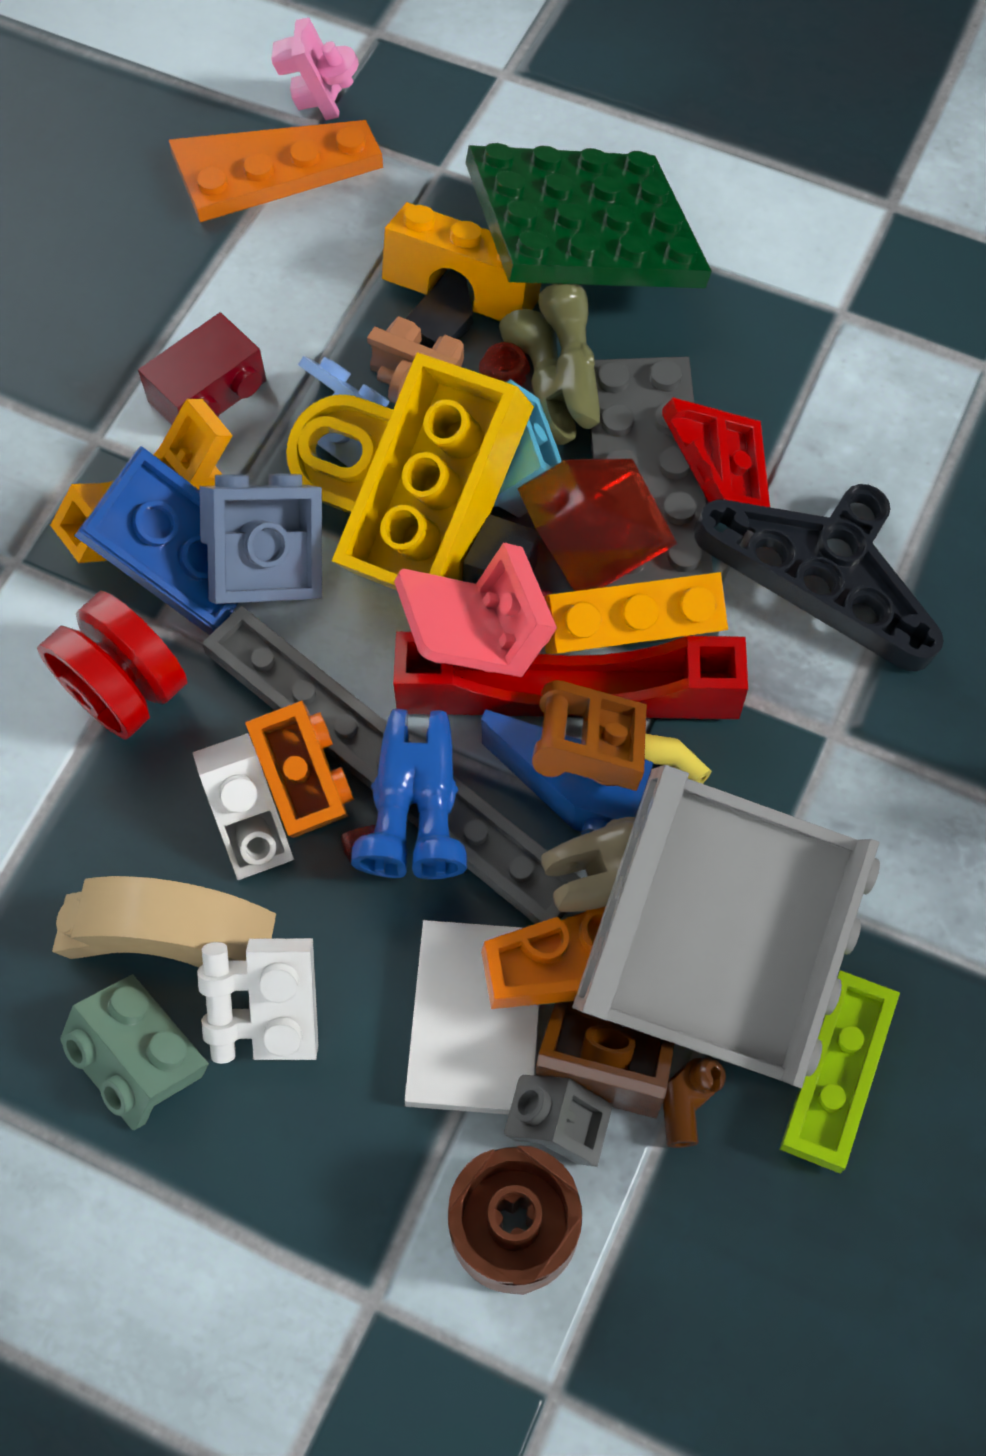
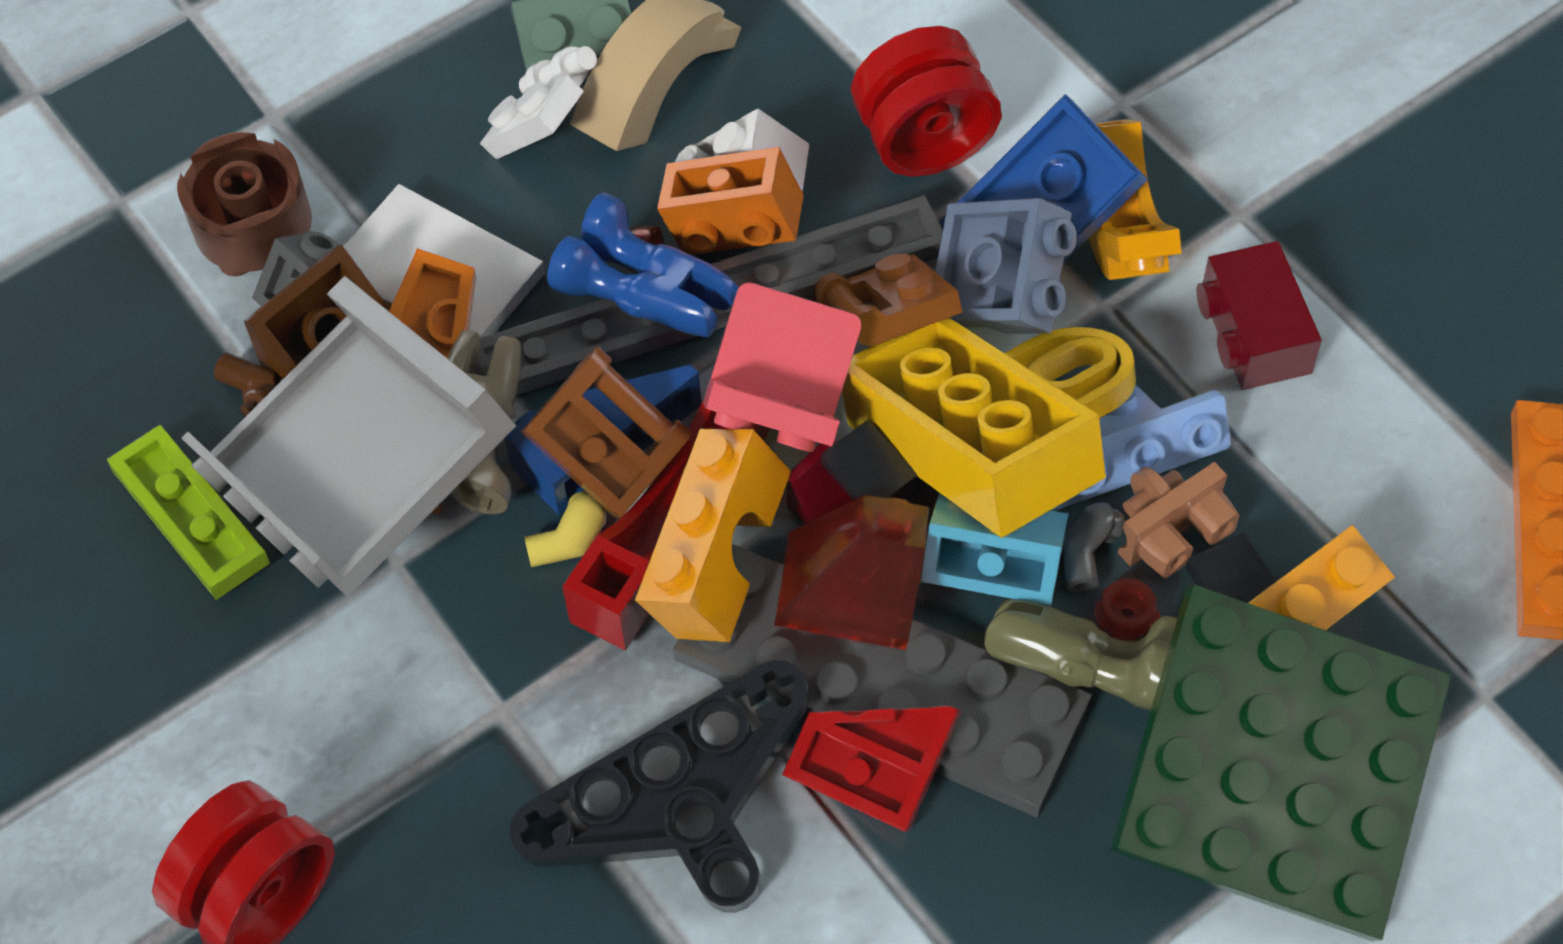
camera: 120 degrees right, 5 degrees down
(320, 600) = (903, 297): none -> dark orange plate

